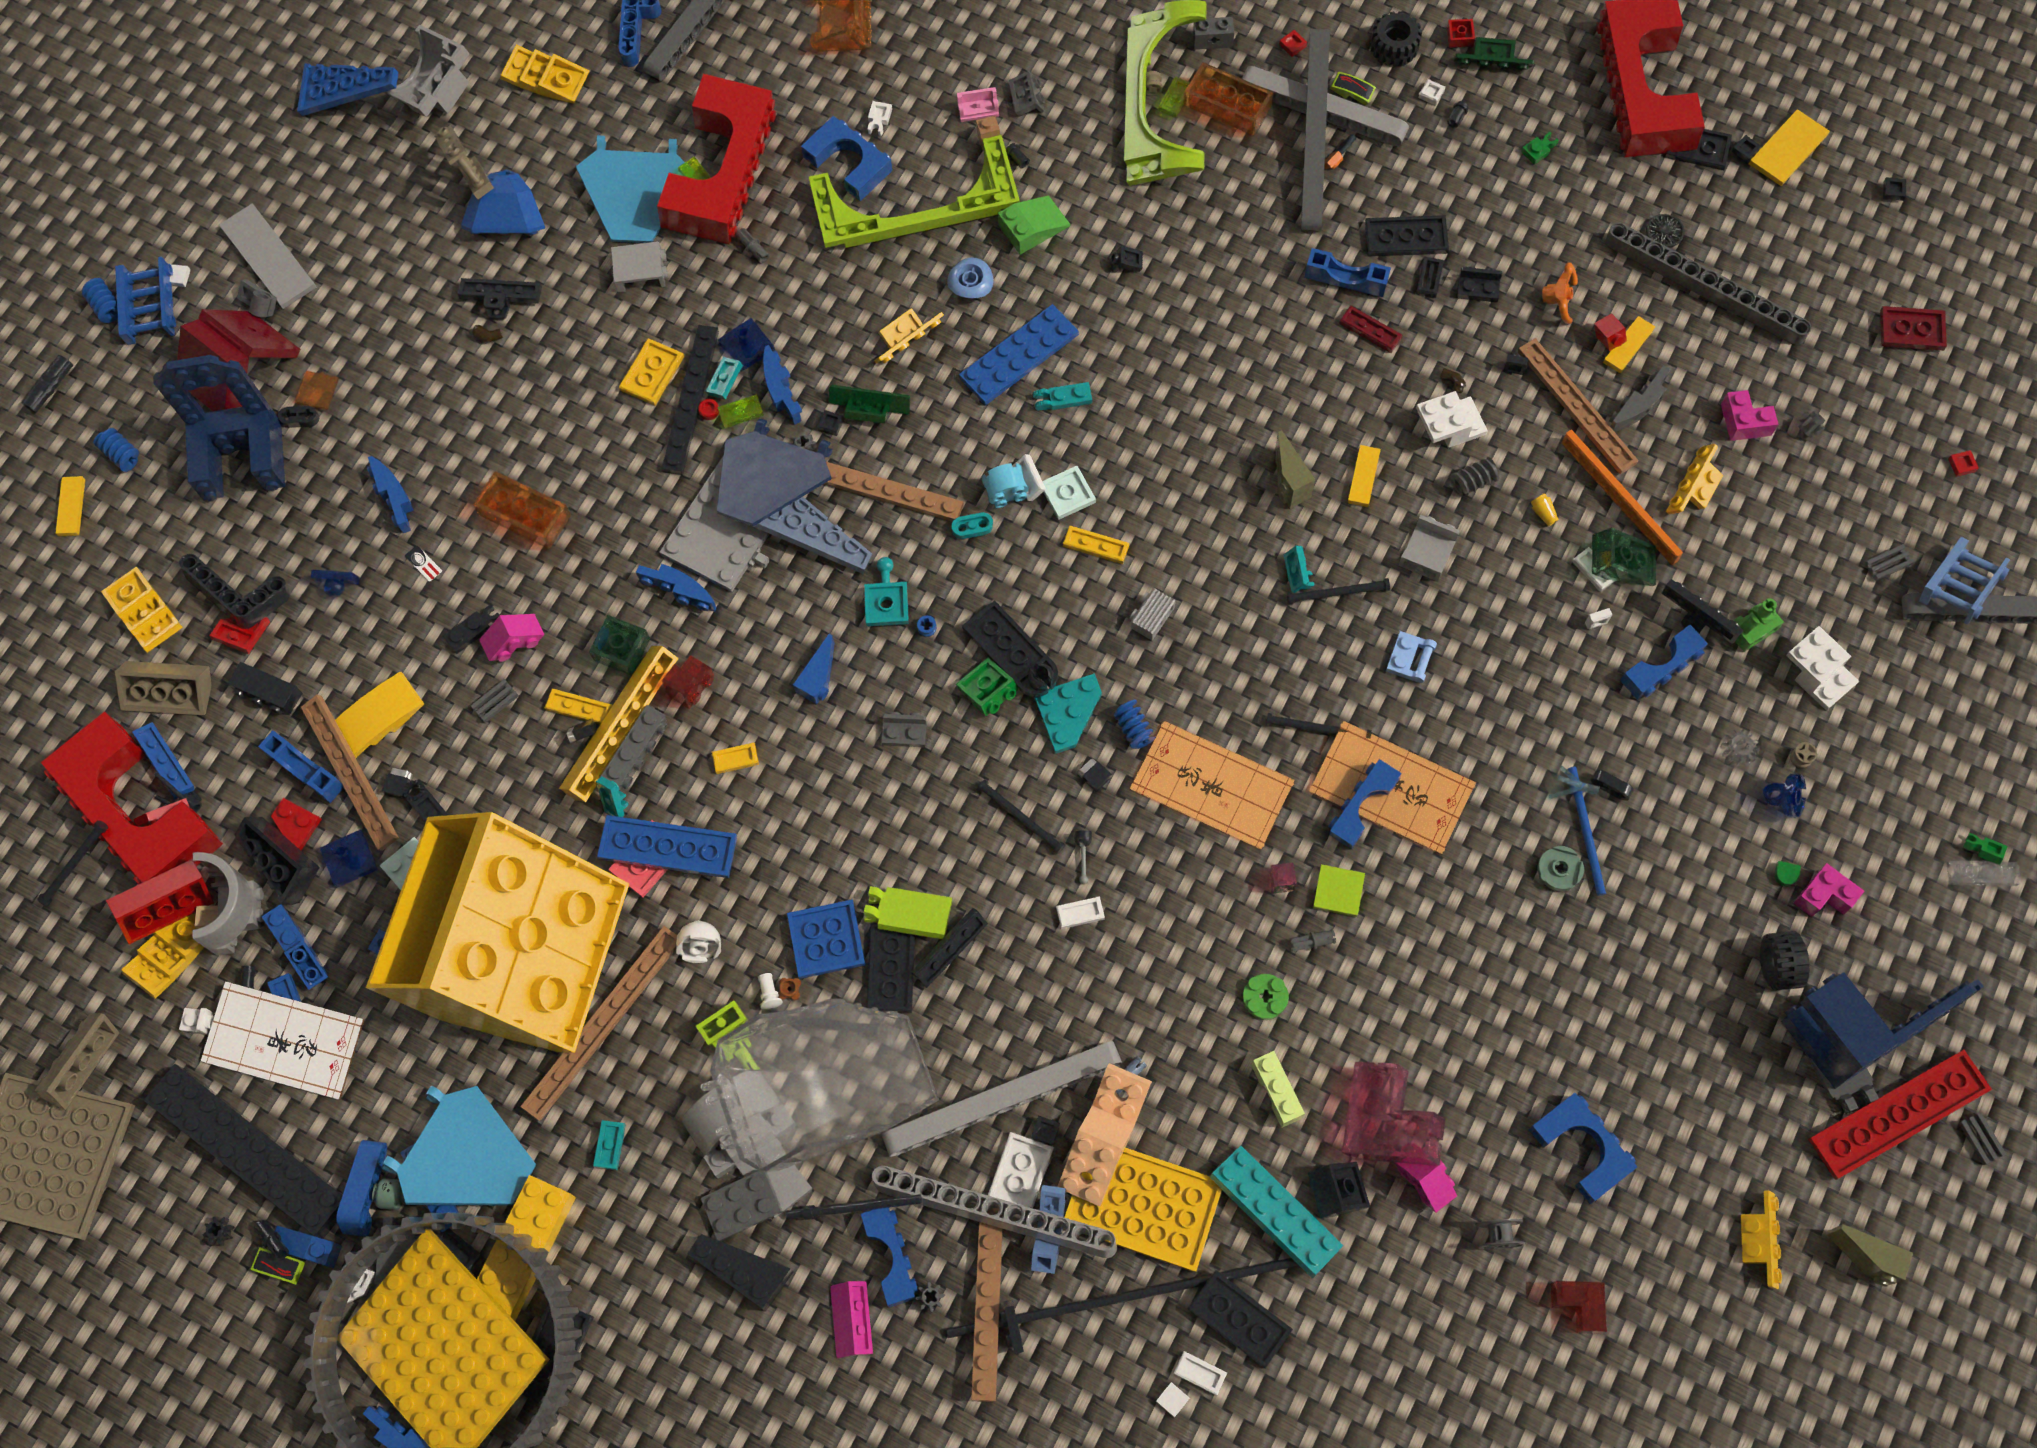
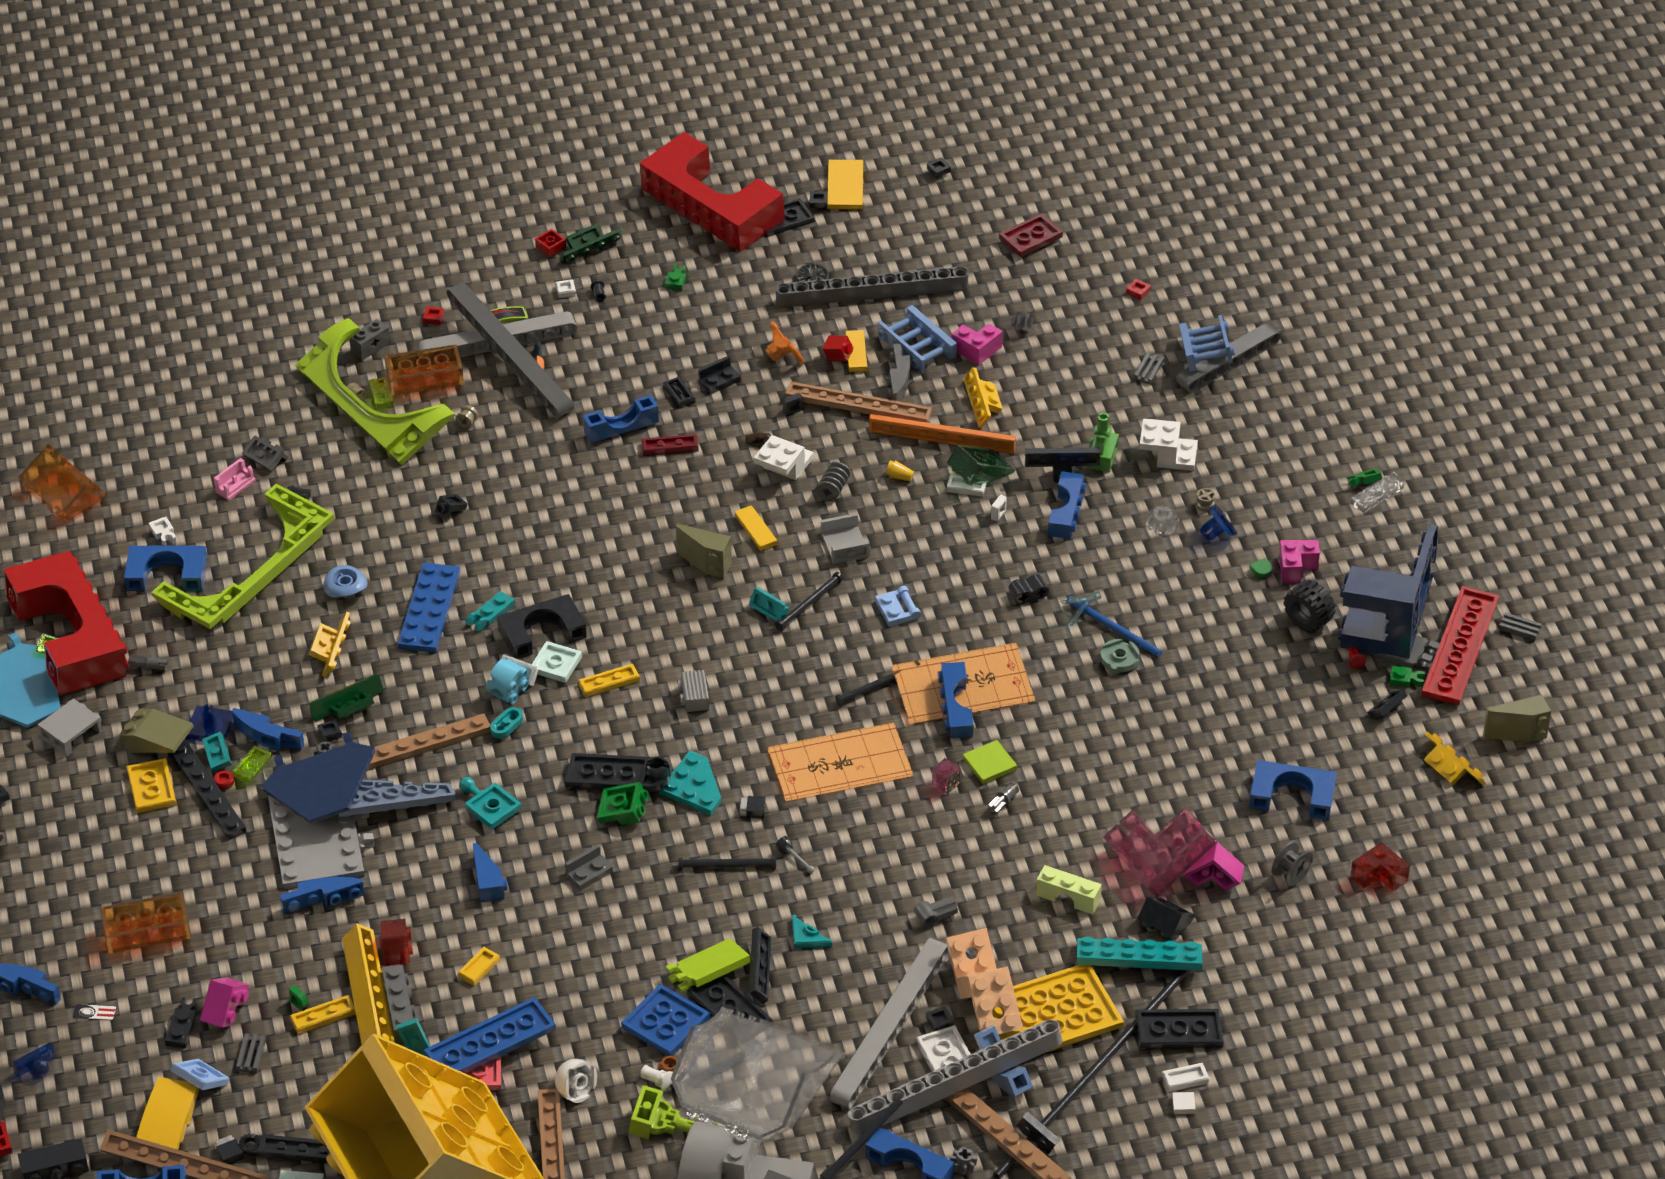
camera: 45 degrees left, 25 degrees down
(432, 694) = (200, 1074): none -> light blue tile
(570, 676) = (297, 997): none -> green tile
(581, 730) = (344, 1021): black piece -> none
(619, 645) = (317, 952): clear green brick -> none
(689, 323) = (154, 732): none -> olive slope
(926, 633) = (537, 801): blue bush -> none
(987, 128) = (259, 487): medium nougat brick -> none
(1017, 946) = (807, 936): none -> teal tile
(1031, 222) = (353, 527): bright green slope -> none
(1068, 427) = (557, 611): none -> black arch
(1080, 912) = (828, 889): white tile -> none
(1133, 726) = (750, 759): blue piece -> none
(1139, 1012) = (930, 914): none -> dark grey piece
(1222, 174) = (467, 416): none -> dark tan wheel
(1256, 1005) = (1001, 841): bright green plate -> none
(1398, 26) = (508, 269): black tyre -> none
(1406, 235) = (637, 379): black tile -> none
(1544, 730) = (1028, 589): none -> black axle
(1612, 785) = (1105, 589): black beam -> none
(1713, 364) = (922, 326): none -> medium blue fence
(1763, 1124) = (1390, 702): none -> black plate
(1782, 1047) = (1356, 659): none -> red piece
(1811, 1103) = (1404, 677): none -> green plate

